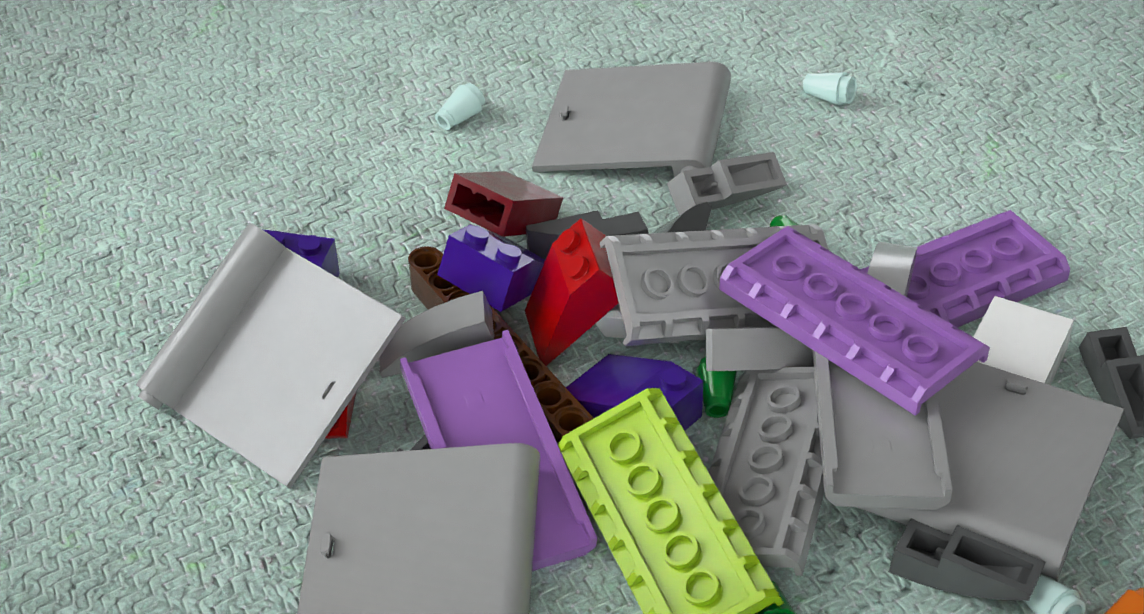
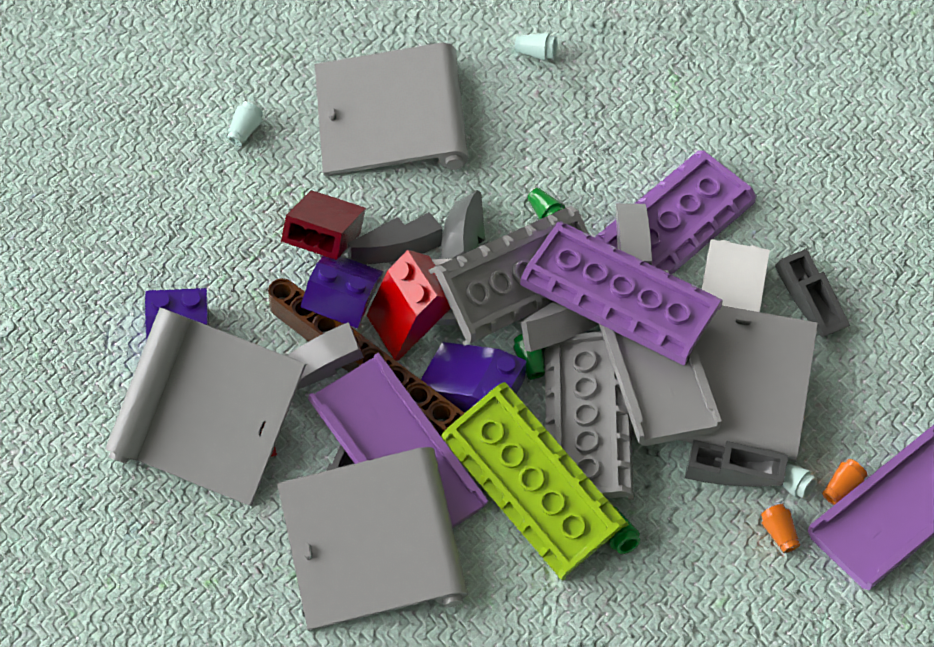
camera: 20 degrees left, 15 degrees up
(727, 182) = (485, 165): light grey slope -> none

